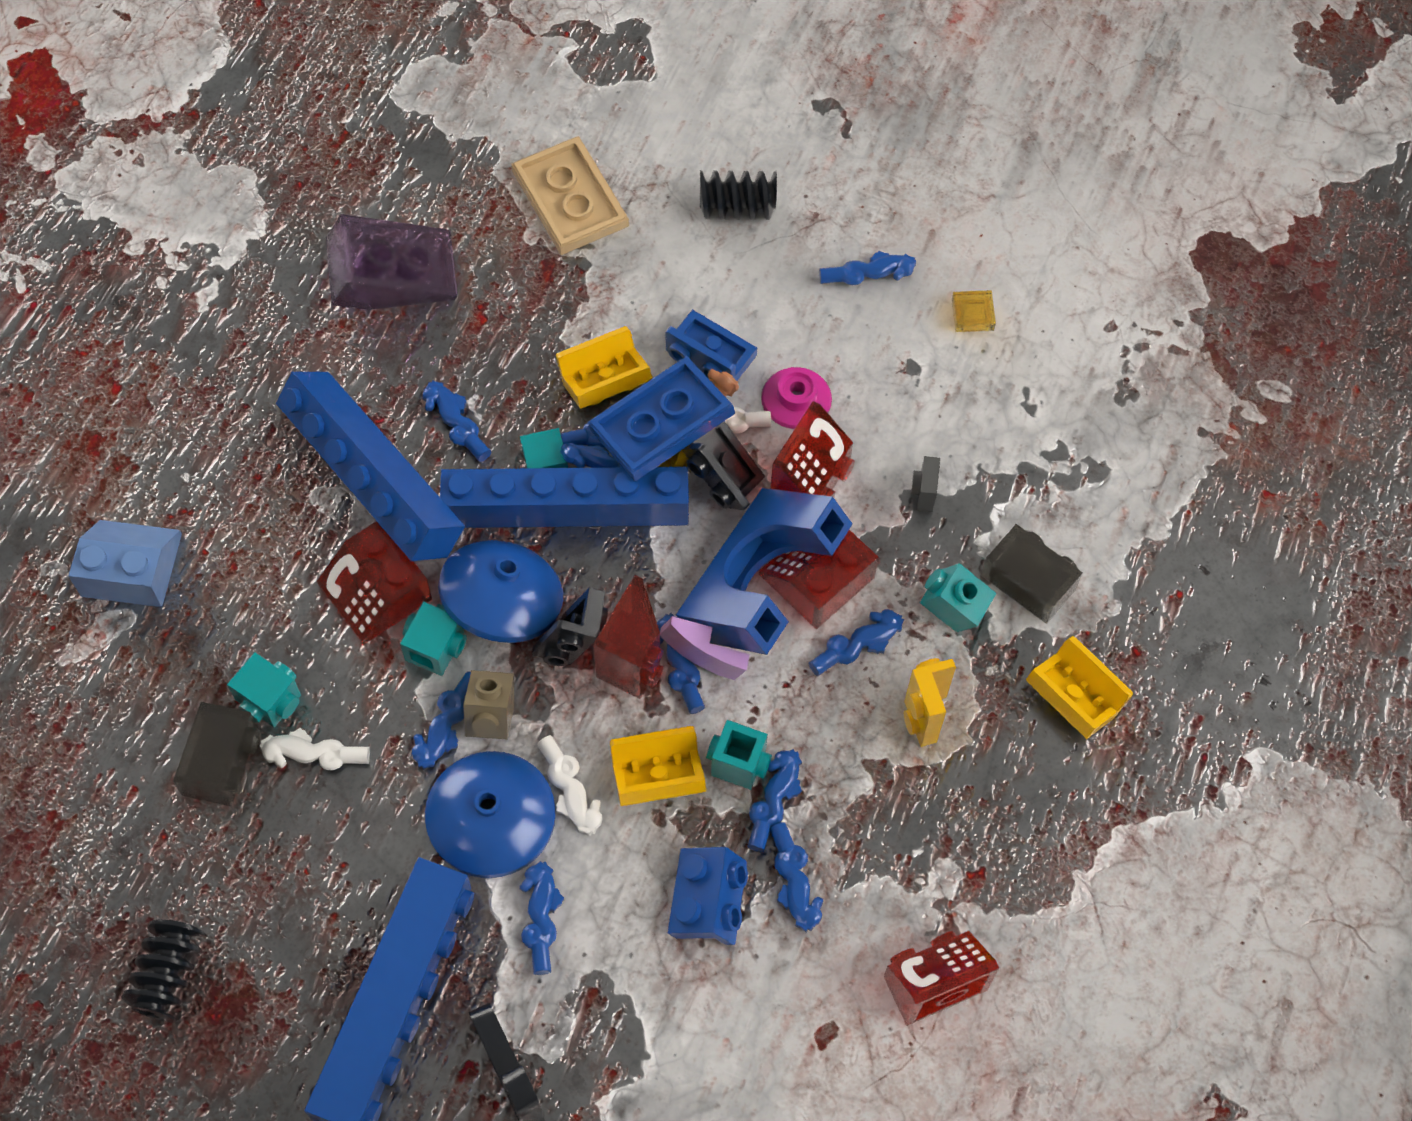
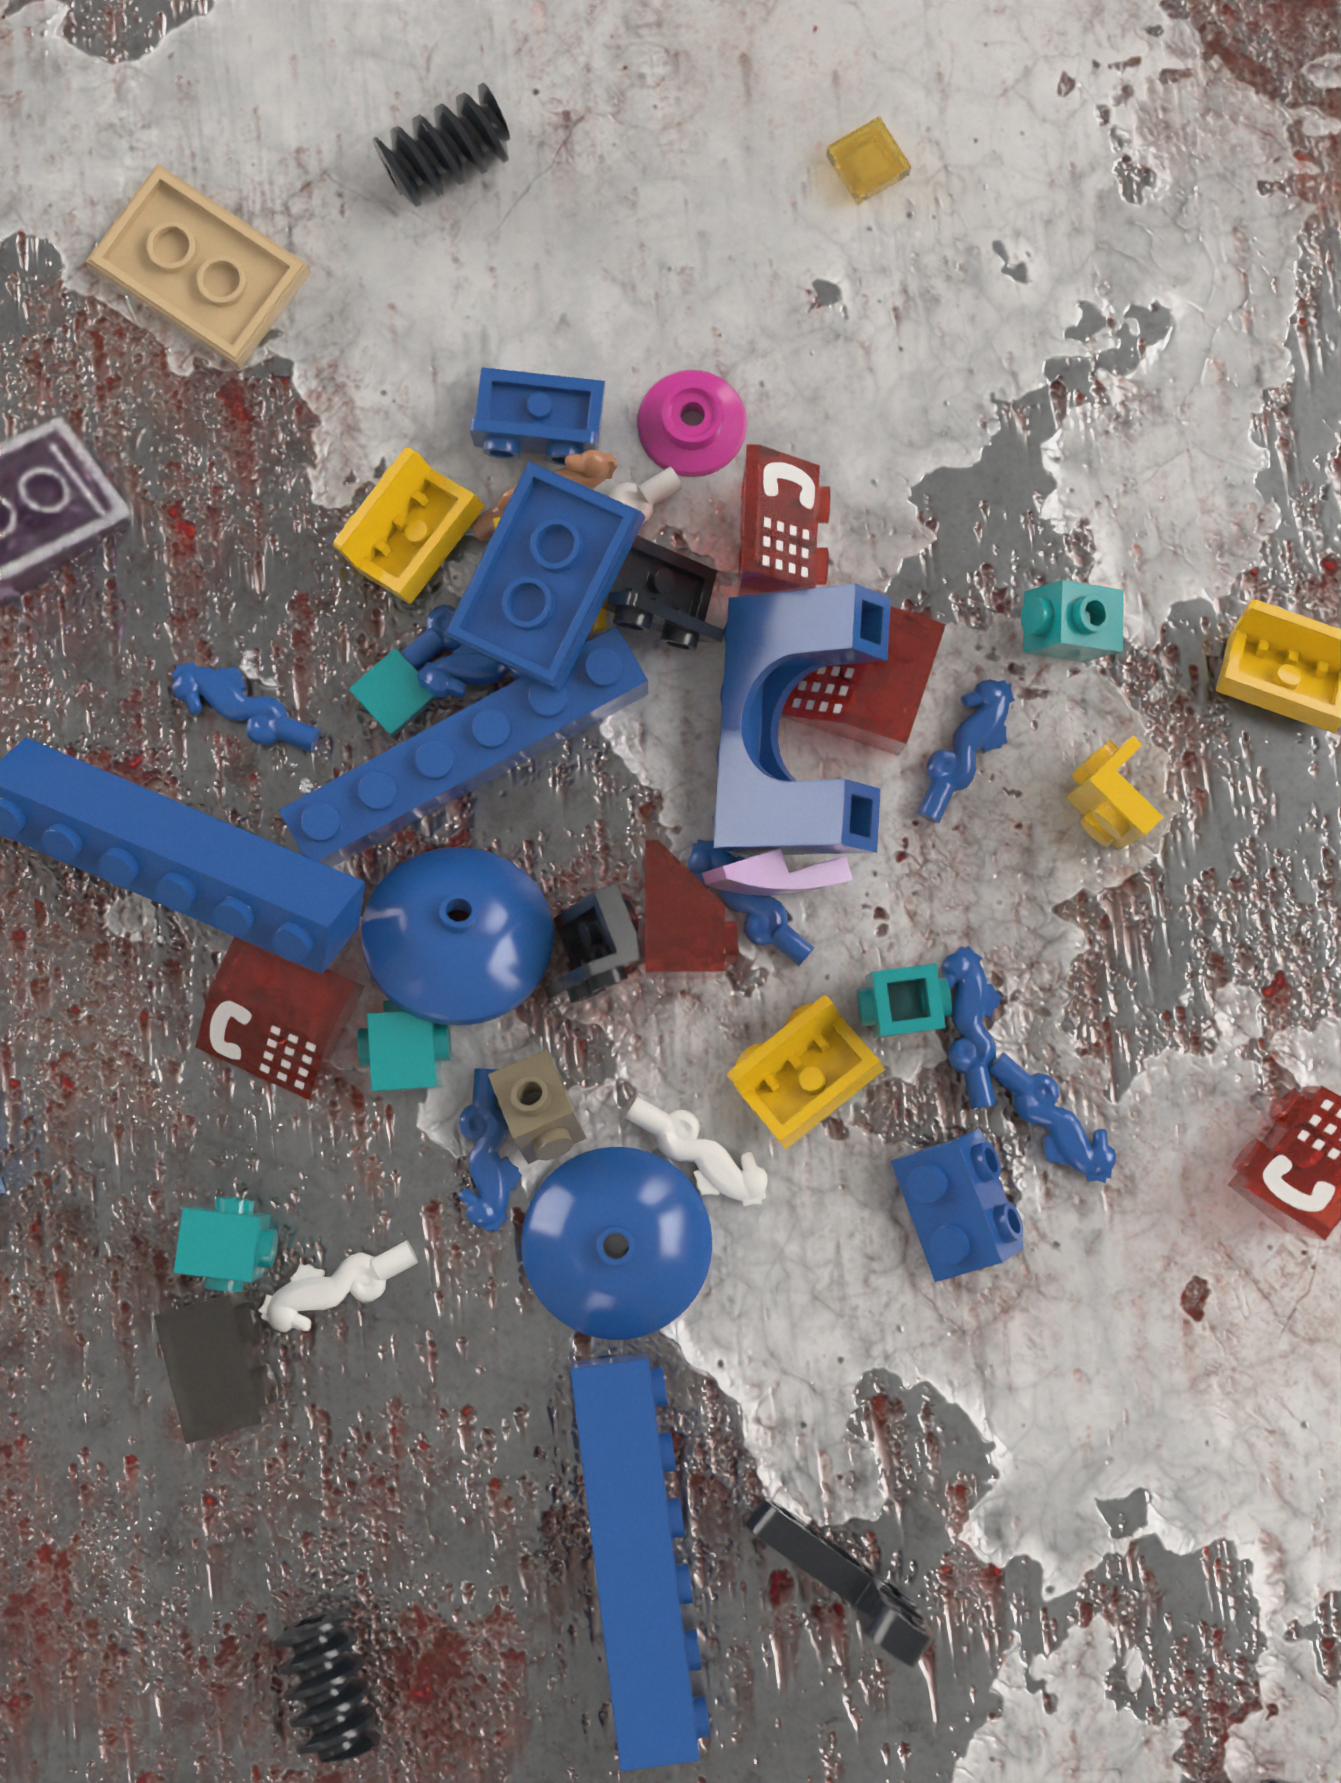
camera: 30 degrees left, 20 degrees up
(542, 931) = (774, 1363): blue animal -> none
(879, 267) = (702, 154): blue animal -> none
(926, 483) = (943, 469): dark grey plate -> none
(1031, 573) = (1149, 528): clear smoke brick -> none

